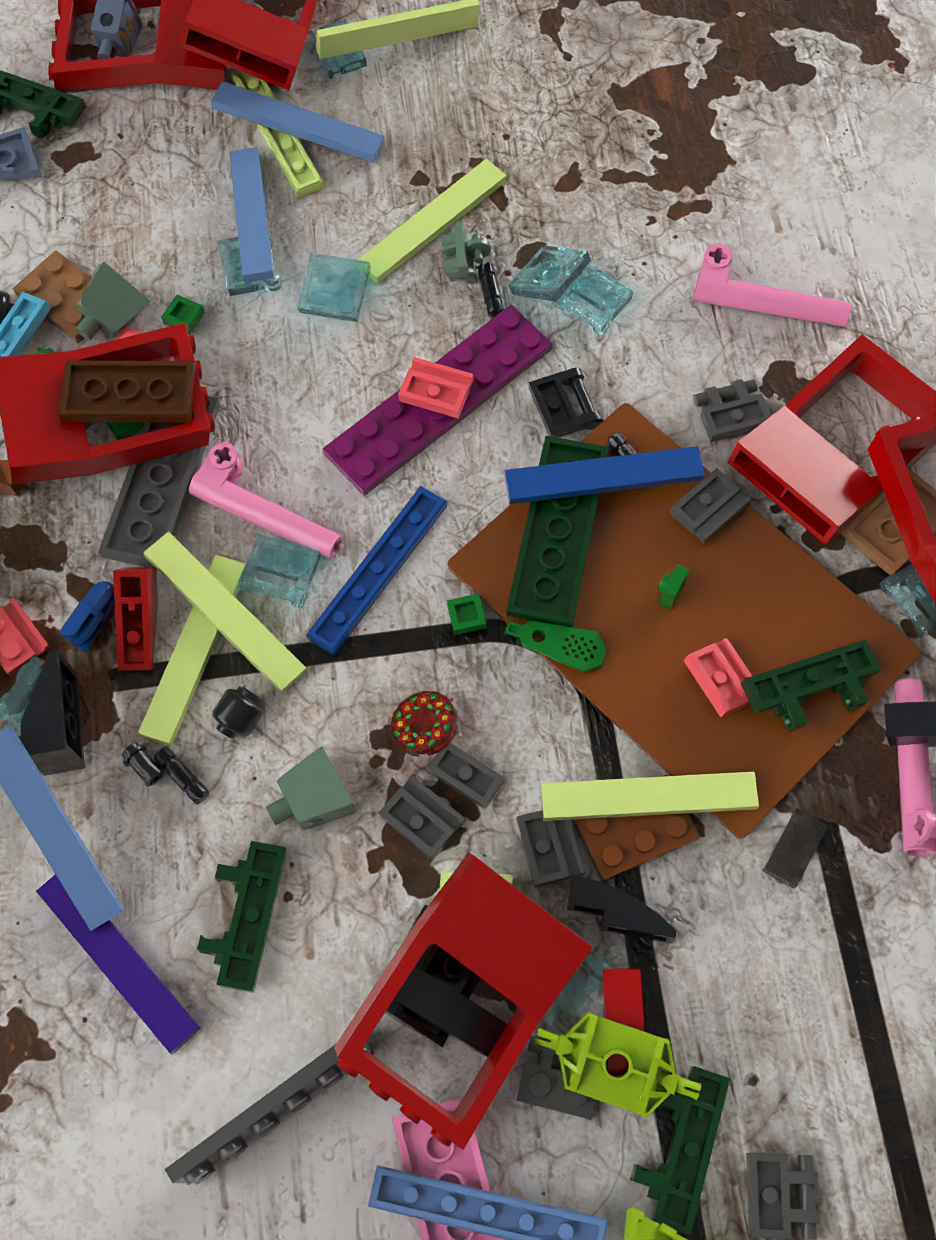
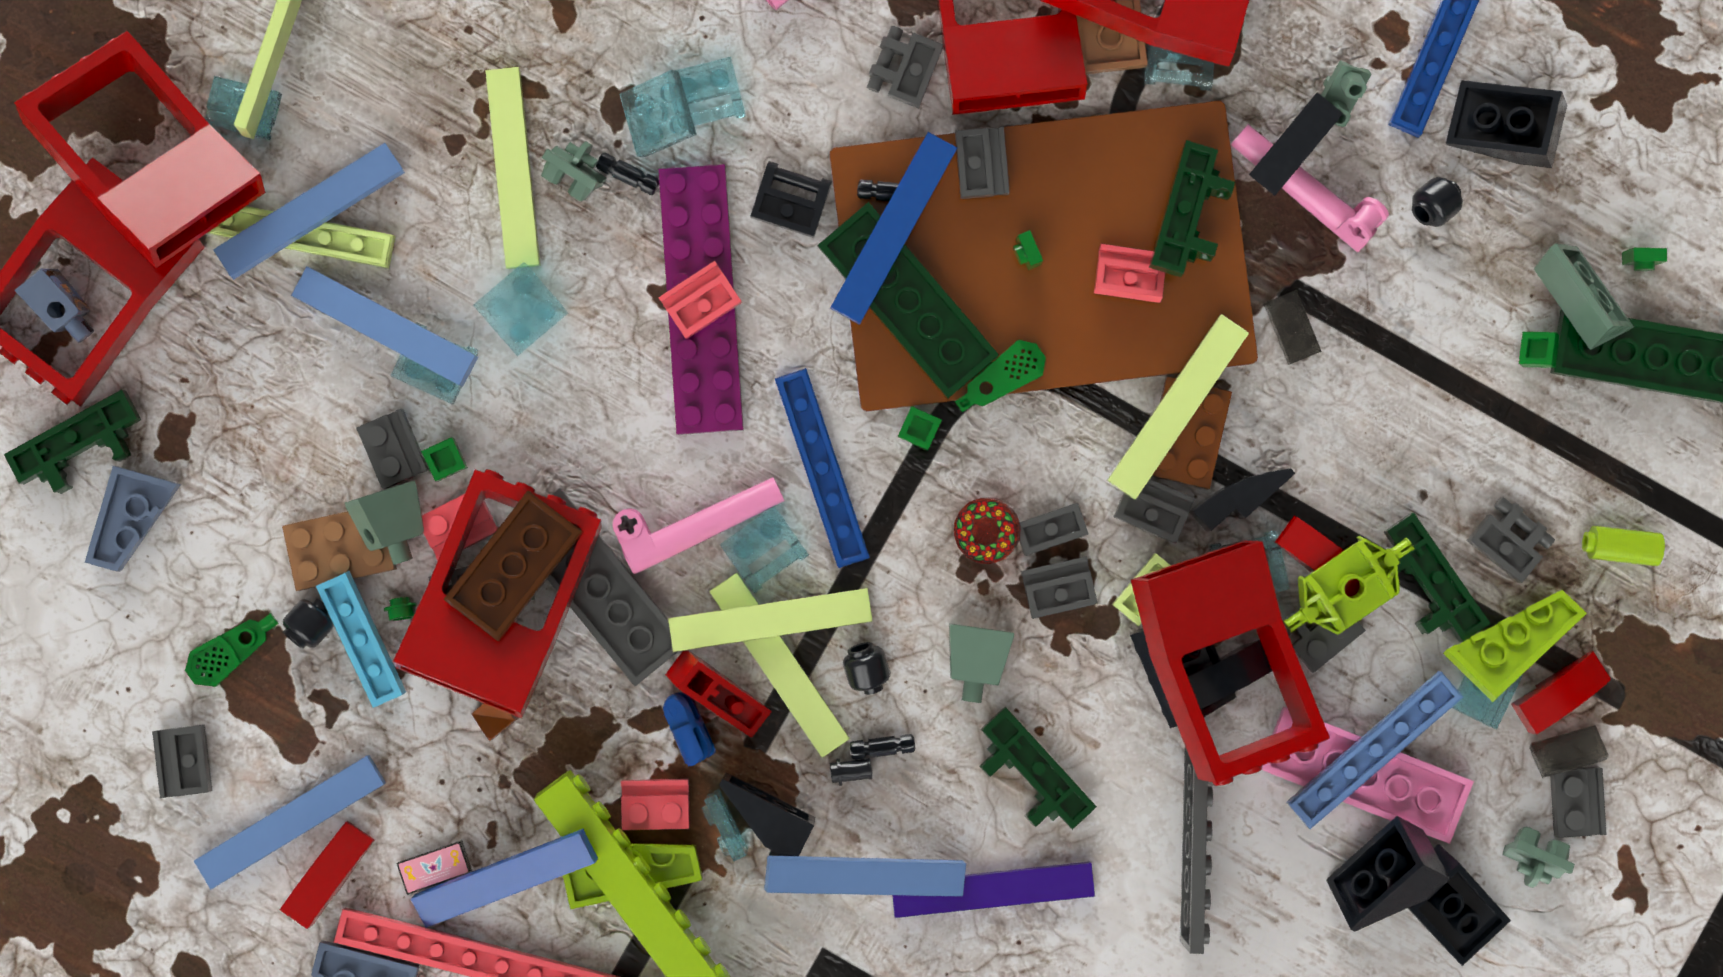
camera: 60 degrees left, 20 degrees up
(166, 278) = (392, 449): none -> dark grey plate

